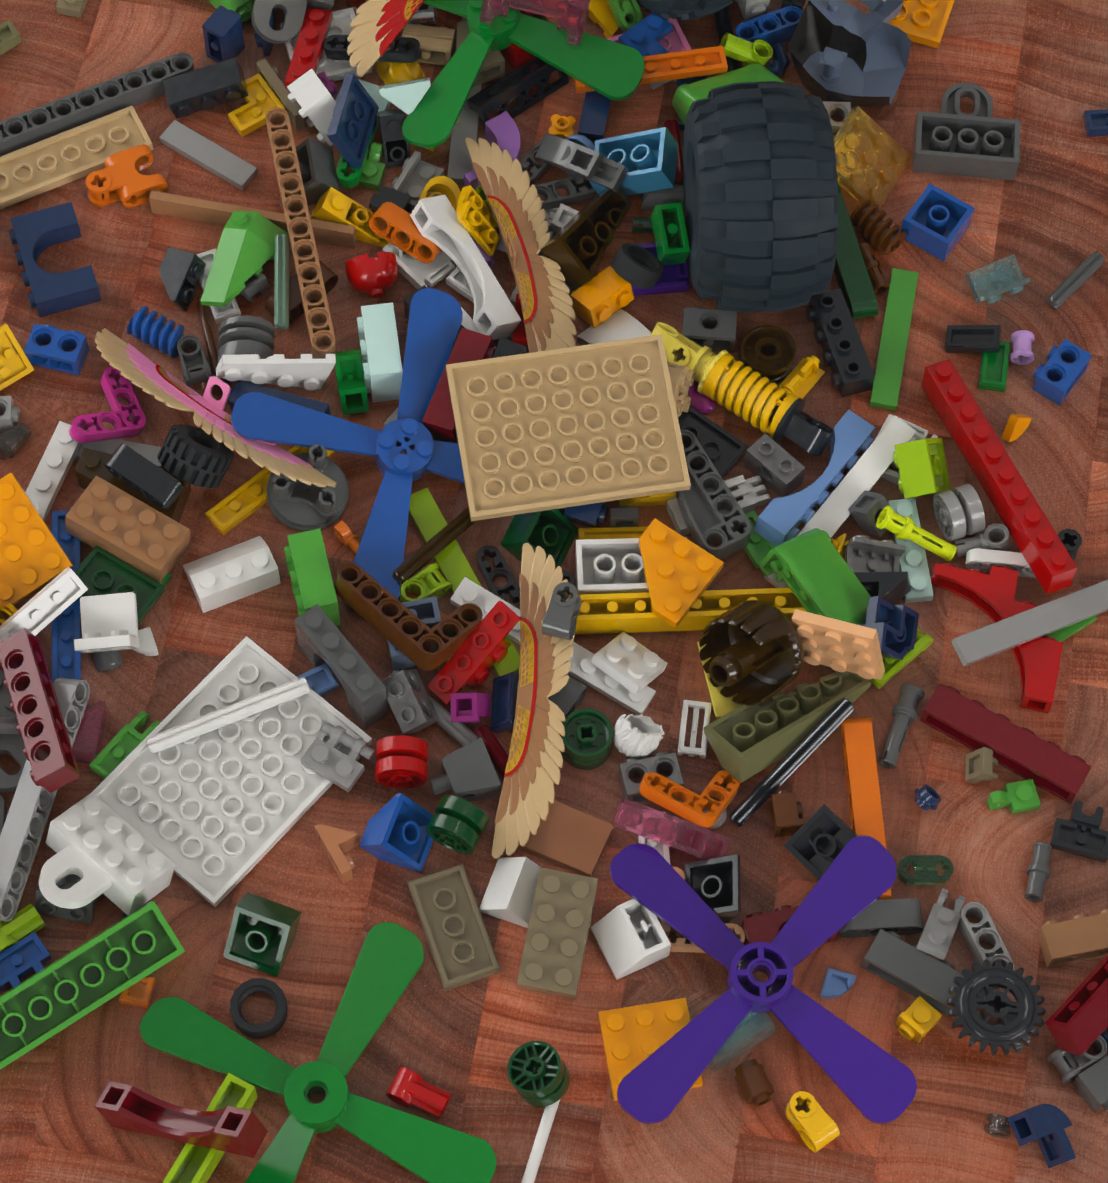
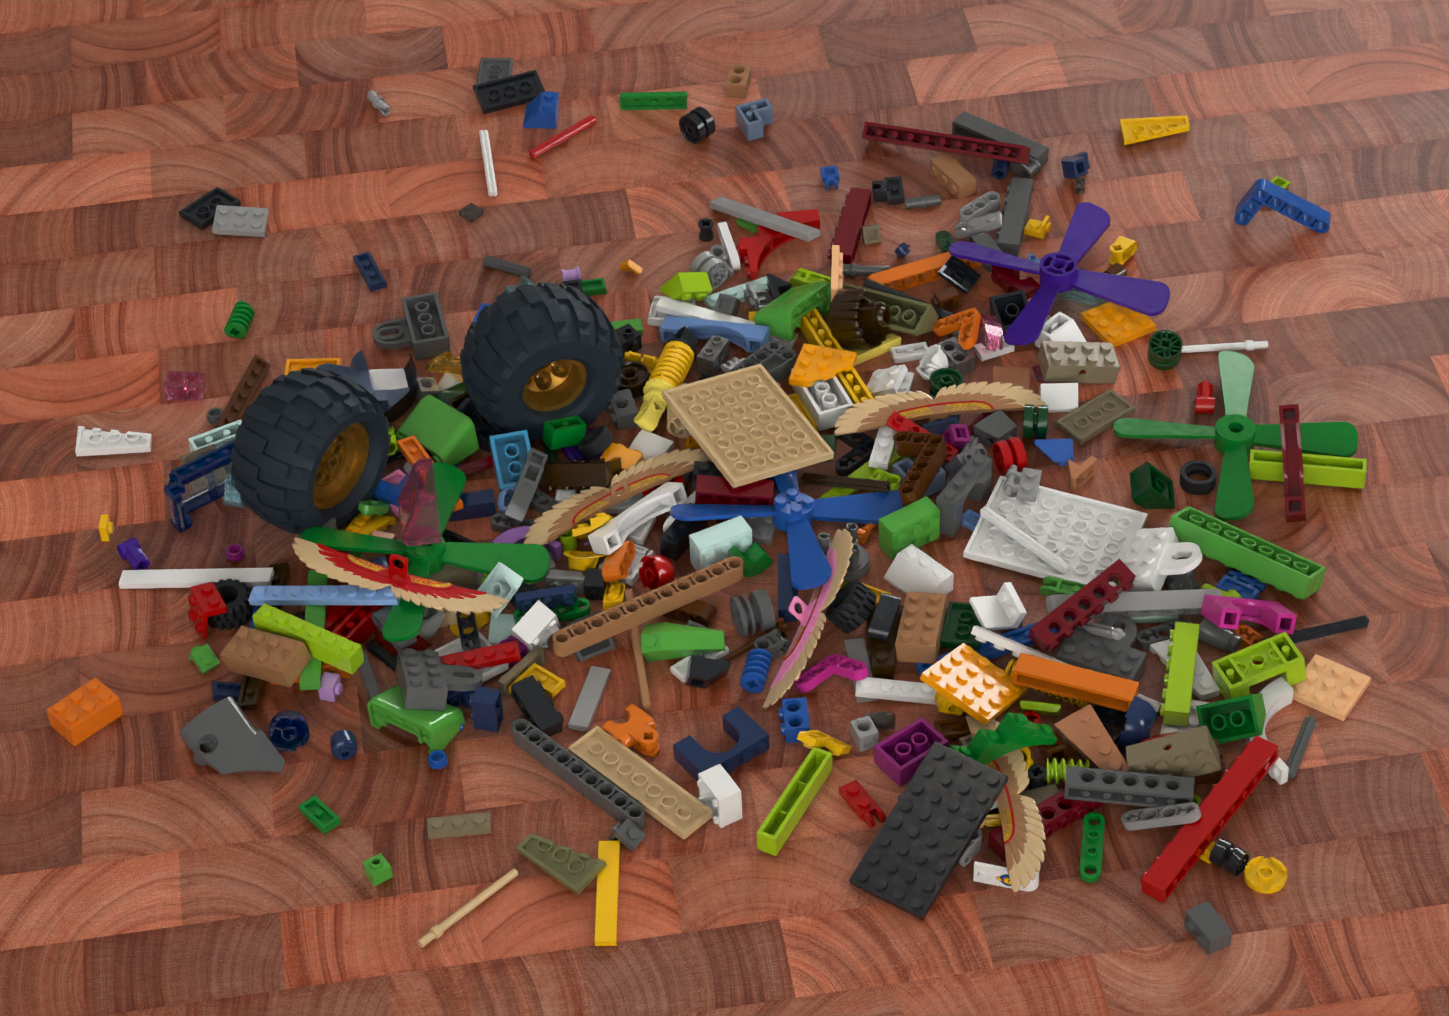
camera: 105 degrees left, 20 degrees down
(277, 370) = (758, 580): white wing -> none
(281, 282) = (690, 608): sand green axle -> none
(562, 616) = (881, 394): dark grey piece -> none
(565, 131) = (491, 514): light orange plate -> none
(894, 625) = (809, 274): dark blue brick -> none
(906, 529) = (734, 282): neon yellow pin -> none
(967, 1004) = (1023, 189): black gear -> none
(999, 477) = (675, 258): red brick -> none
(1018, 796) = (882, 218): bright green plate -> none
(1064, 373) = (582, 254): blue brick -> none

